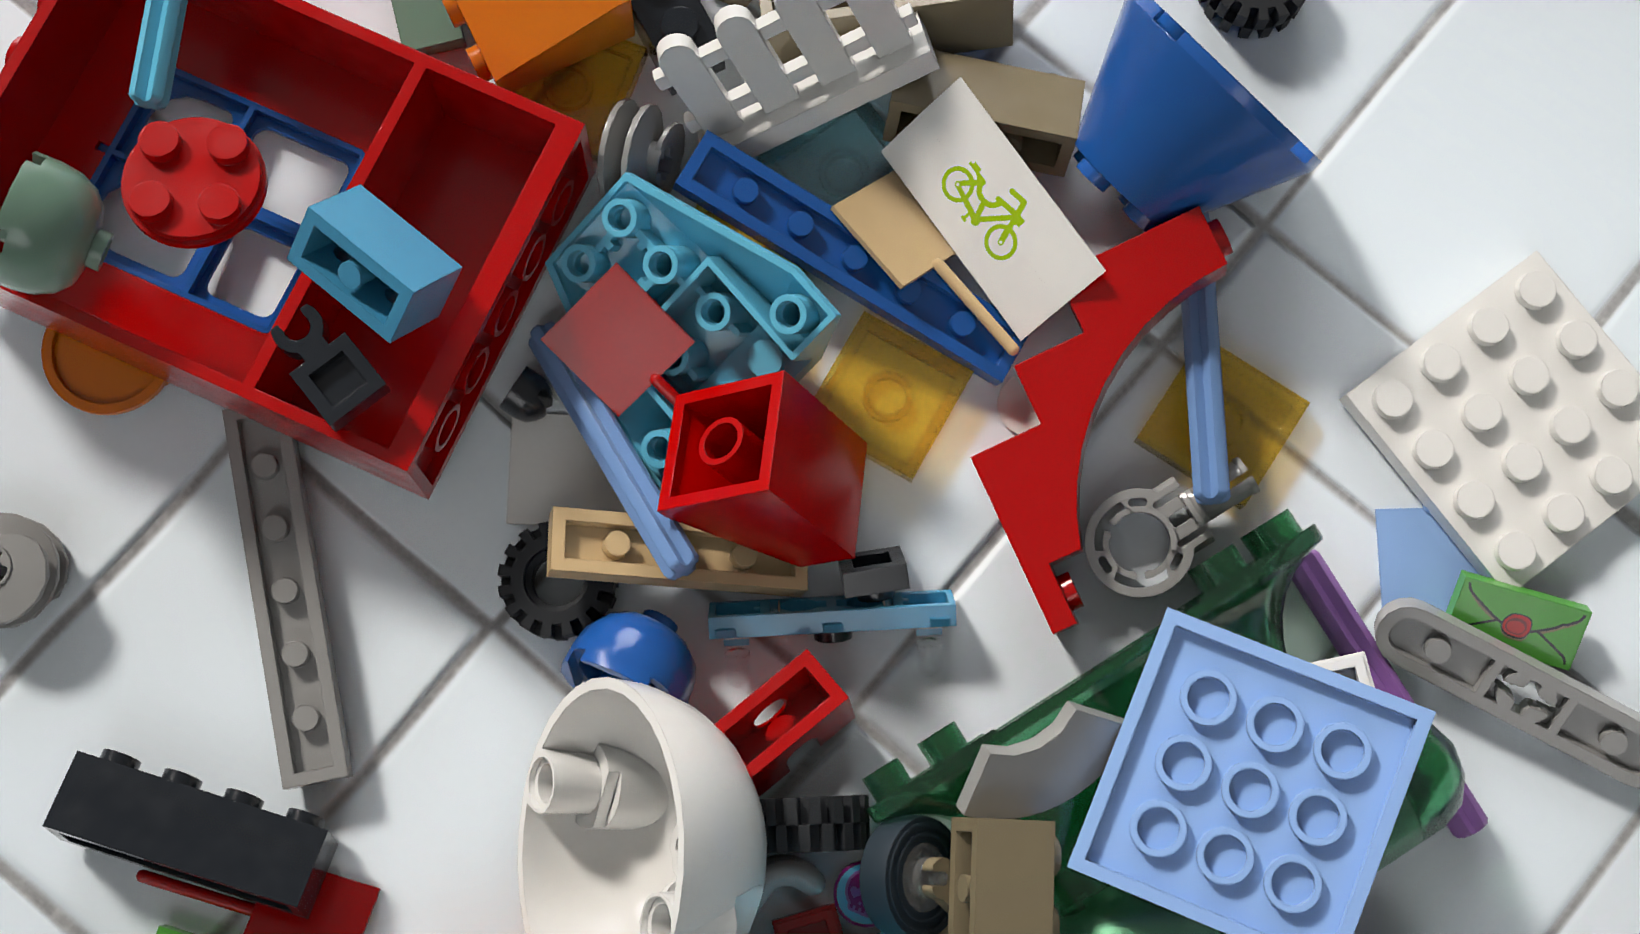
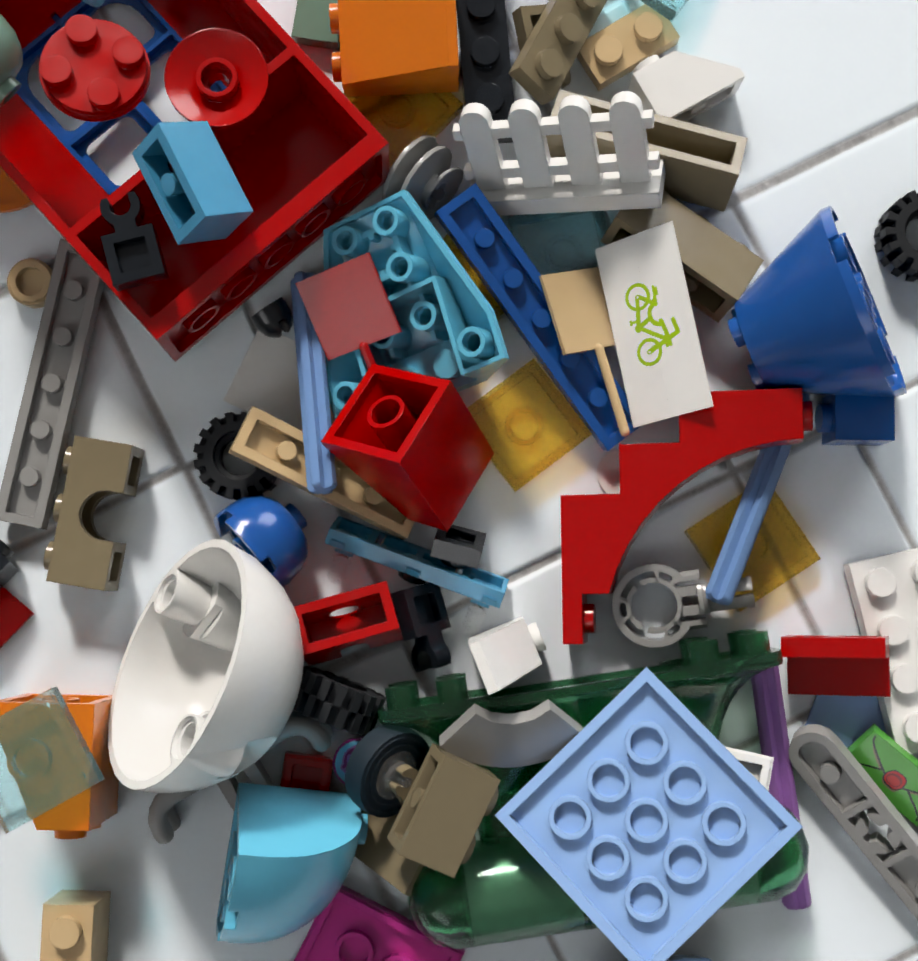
camera: 30 degrees right, 5 degrees up
(205, 480) = (29, 282): none -> tan tile
(336, 106) = (212, 57): none -> red dish
(387, 675) = (79, 552): none -> dark tan arch
(872, 683) = (422, 617): none -> black plate
(989, 674) = (506, 653): none -> white slope
(1276, 221) = (855, 420): none -> blue brick
(1387, 518) = (837, 665): none -> red panel

